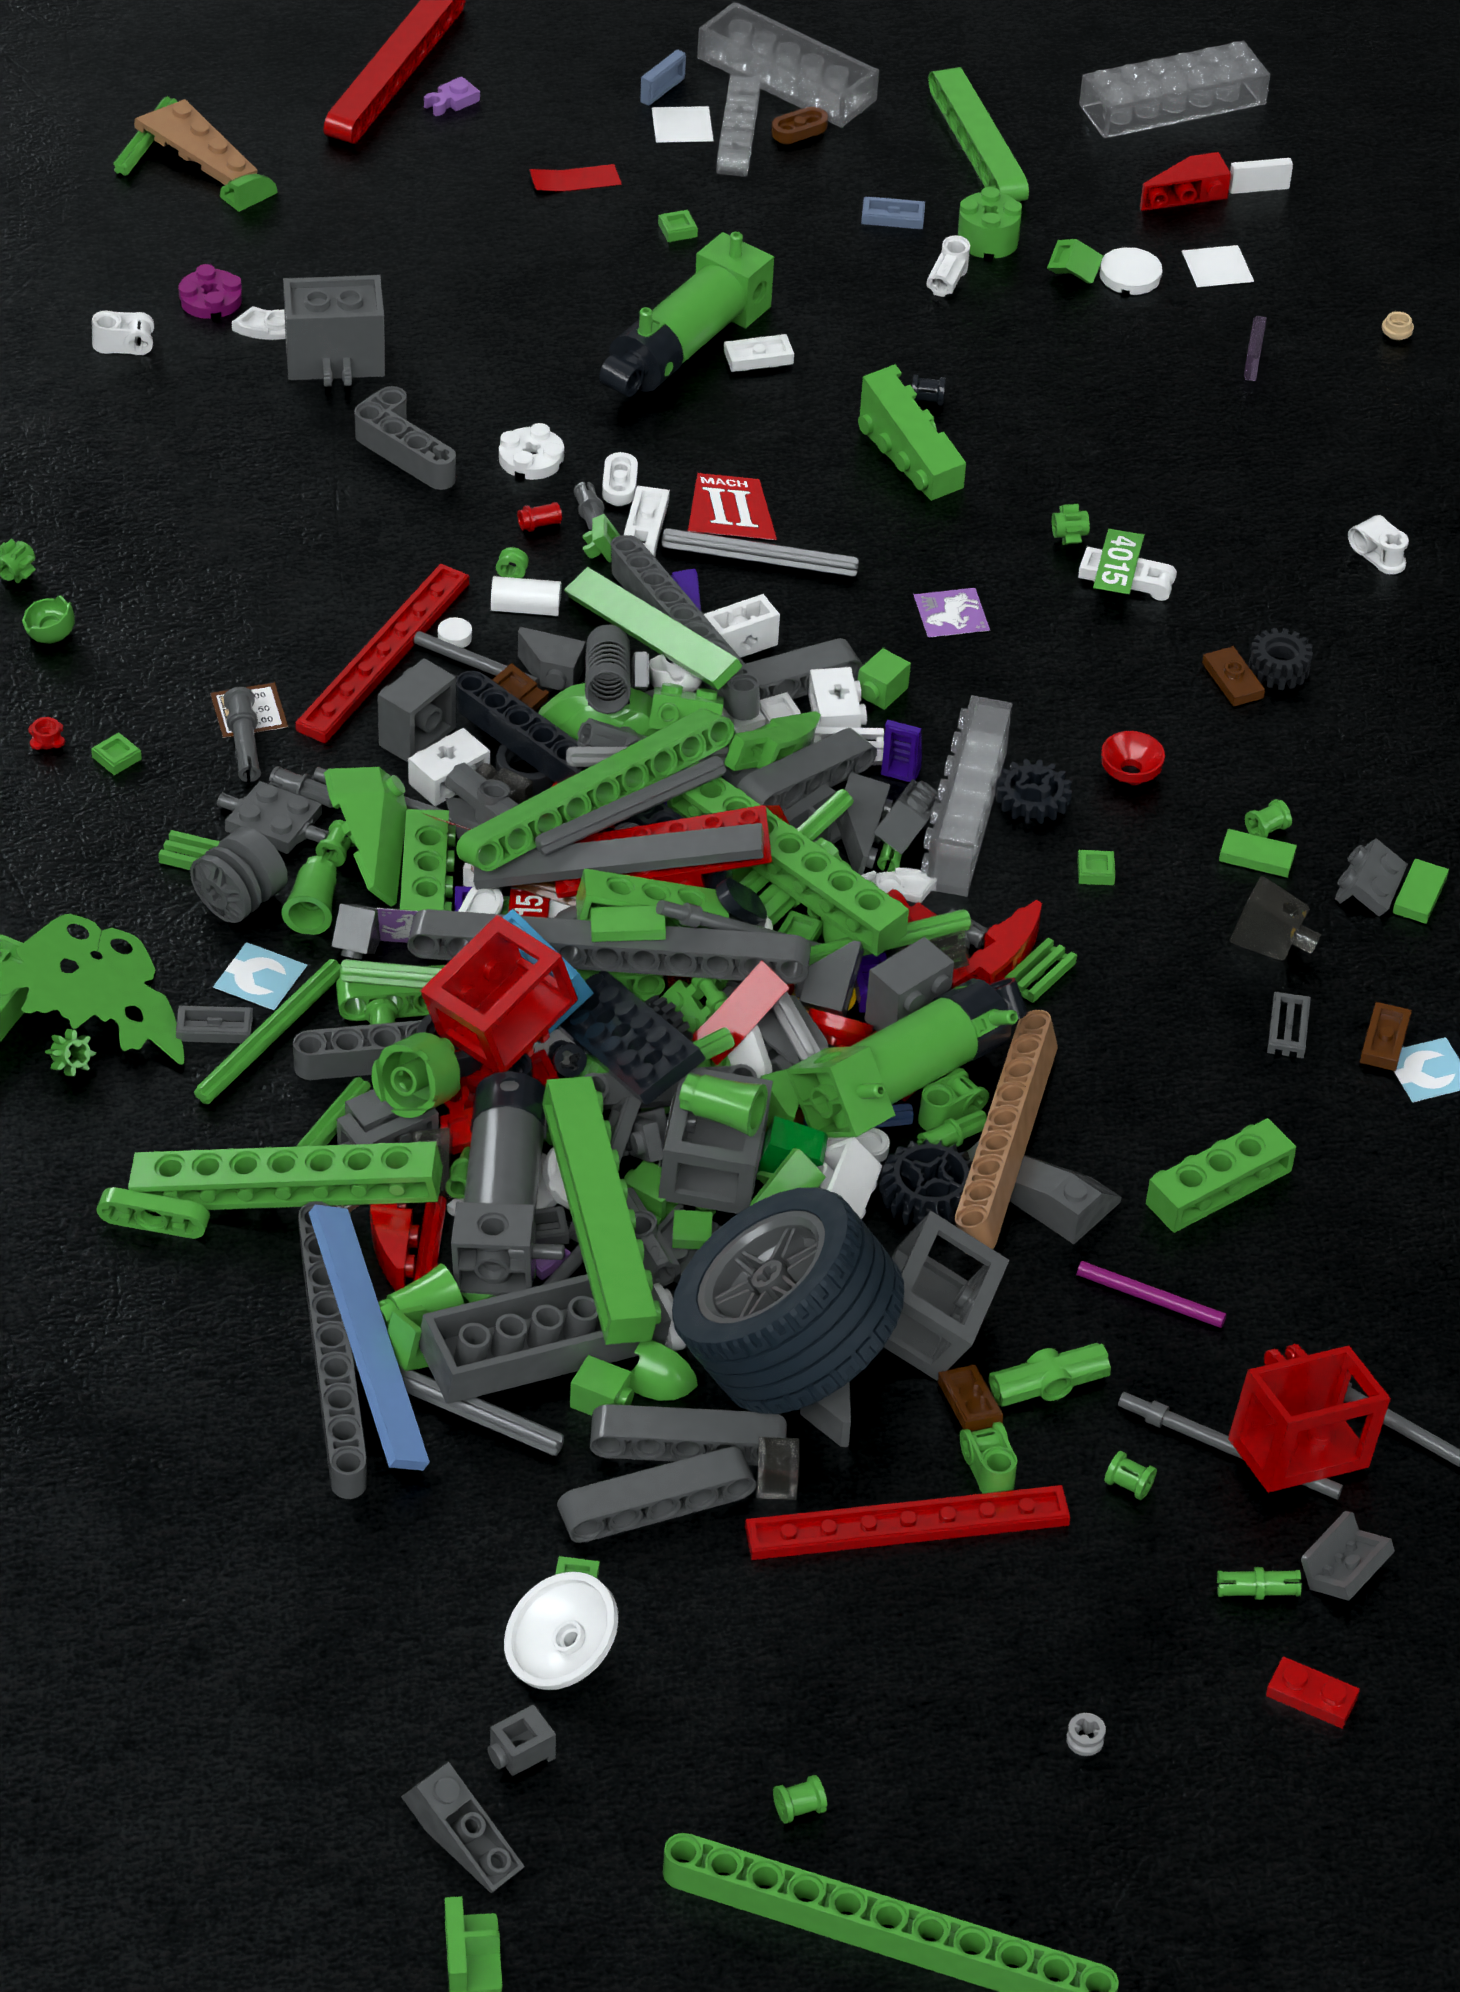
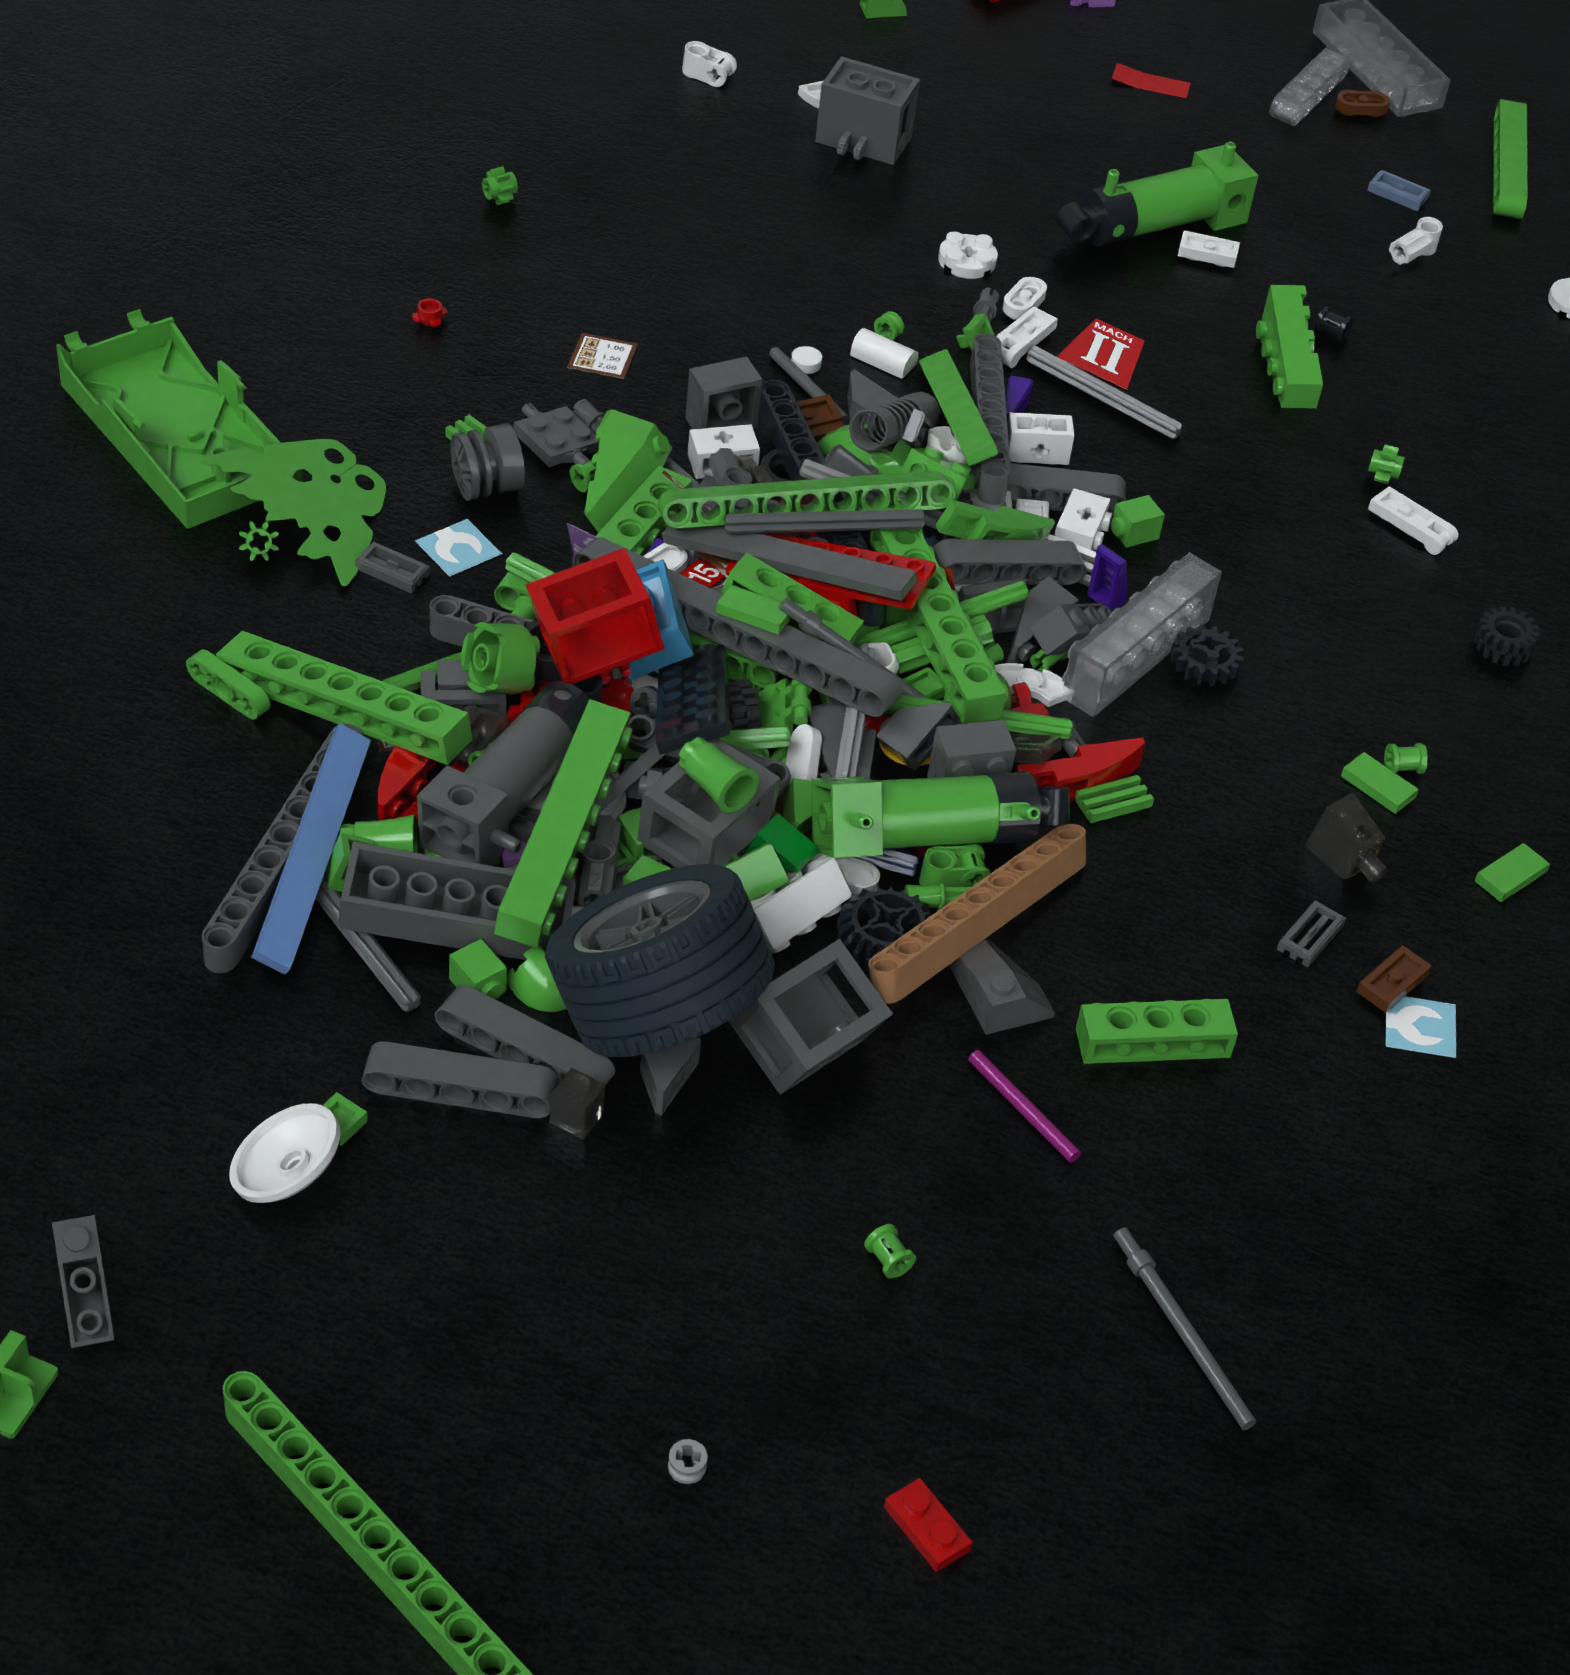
camera: 25 degrees right, 0 degrees up
(49, 620) = (493, 235): bright green hair -> none
(116, 753) = (473, 347): bright green tile -> none
(222, 291) = (798, 61): magenta plate -> none
(242, 723) = (584, 360): dark grey pin -> none
(268, 1032) = (421, 591): bright green axle -> none
(310, 901) = (538, 502): bright green plant -> none
(356, 930) = (550, 540): slope -> none
(381, 654) = (755, 346): red tile -> none
(384, 429) = (862, 199): dark grey beam -> none
(521, 1741) = (186, 1231): dark grey brick -> none
(539, 516) = (938, 301): red pin -> none
(663, 77) = (1271, 34): sand blue tile -> none
(677, 225) = (1208, 138): bright green tile -> none
(682, 124) = (1266, 73): white sticker -> none
(741, 901) = (871, 634): black tile -> none
(745, 1006) = (815, 718): sticker -> none
(800, 1799) = (386, 1395): bright green bush -> none
(840, 1030) = (890, 767): red piece -> none
(907, 1522) = (665, 1202): red tile -> none
(951, 612) = (1238, 496): medium lavender sticker -> none
(970, 1398) = (792, 1121): reddish brown plate -> none
(990, 223) = (1473, 222): bright green brick -> none
(990, 1458) = (773, 1182): bright green piece -> none
(1049, 1374) = (879, 1132): bright green piece -> none
(1075, 258) = (1532, 273): bright green panel -> none
(1096, 867) = (1223, 737): bright green tile -> none
(1118, 561) = (1408, 507): bright green sticker -> none
(1135, 750) = (1314, 655): red piece -> none
(1159, 1414) = (957, 1213): dark grey bar -> none
(1233, 676) = (1455, 635): reddish brown plate -> none
(1258, 1583) = (943, 1401): bright green pin -> none
(1294, 1417) = (1074, 1268): red piece -> none
(1344, 1558) = (1038, 1414): dark grey bracket -> none
(1372, 876) = (1473, 842): dark grey bracket -> none

